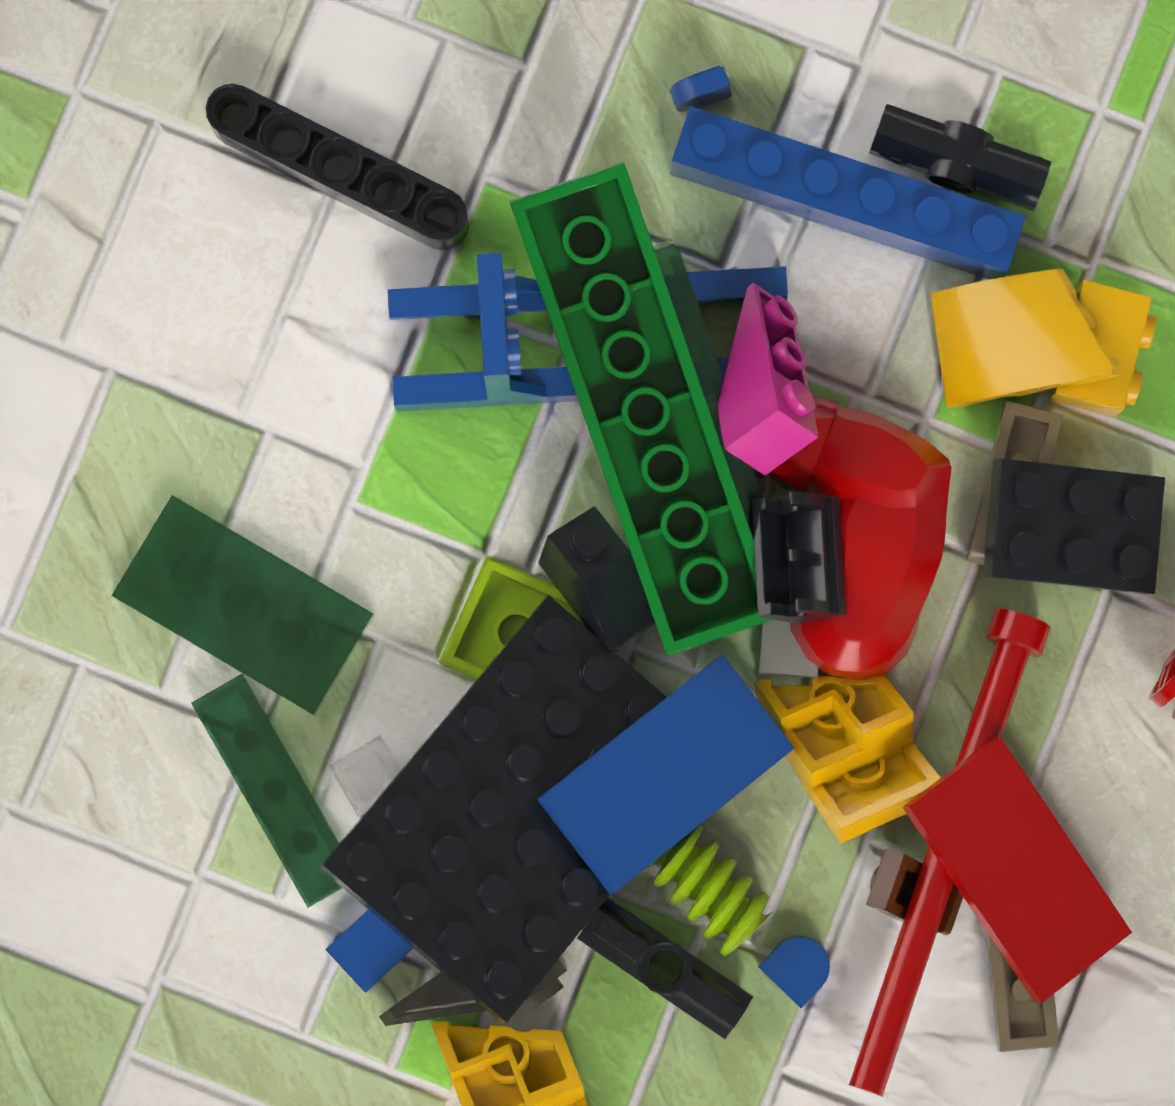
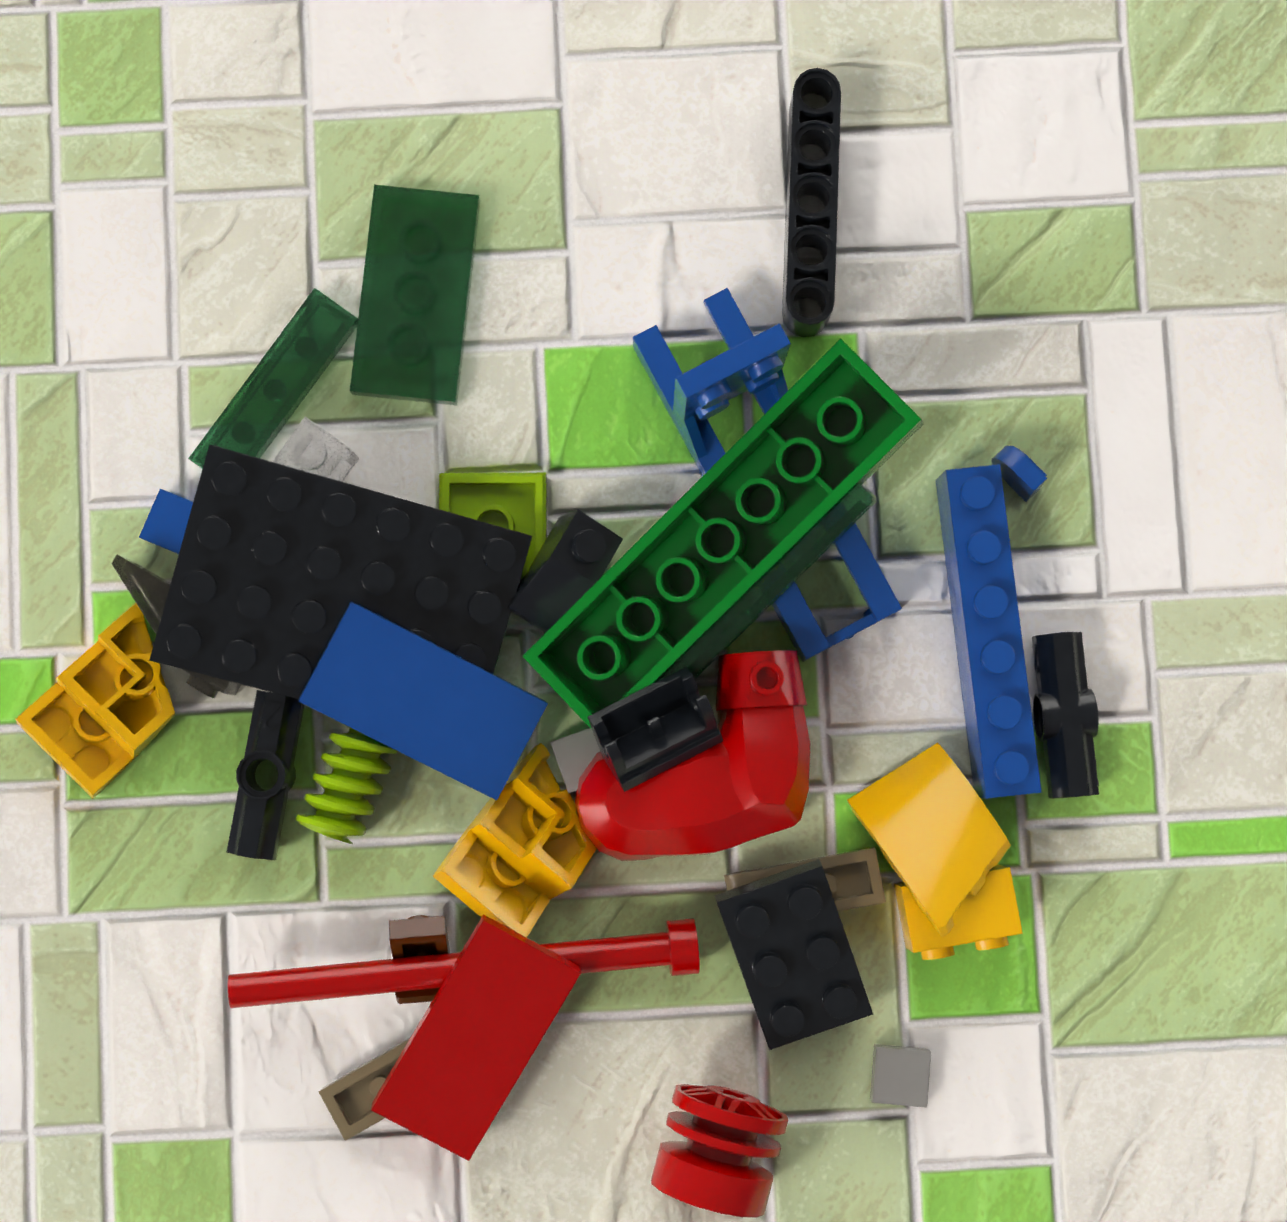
camera: 70 degrees right, 0 degrees up
(765, 388) = (787, 633): dark pink slope -> none
(797, 968) = (317, 886): blue tile -> none

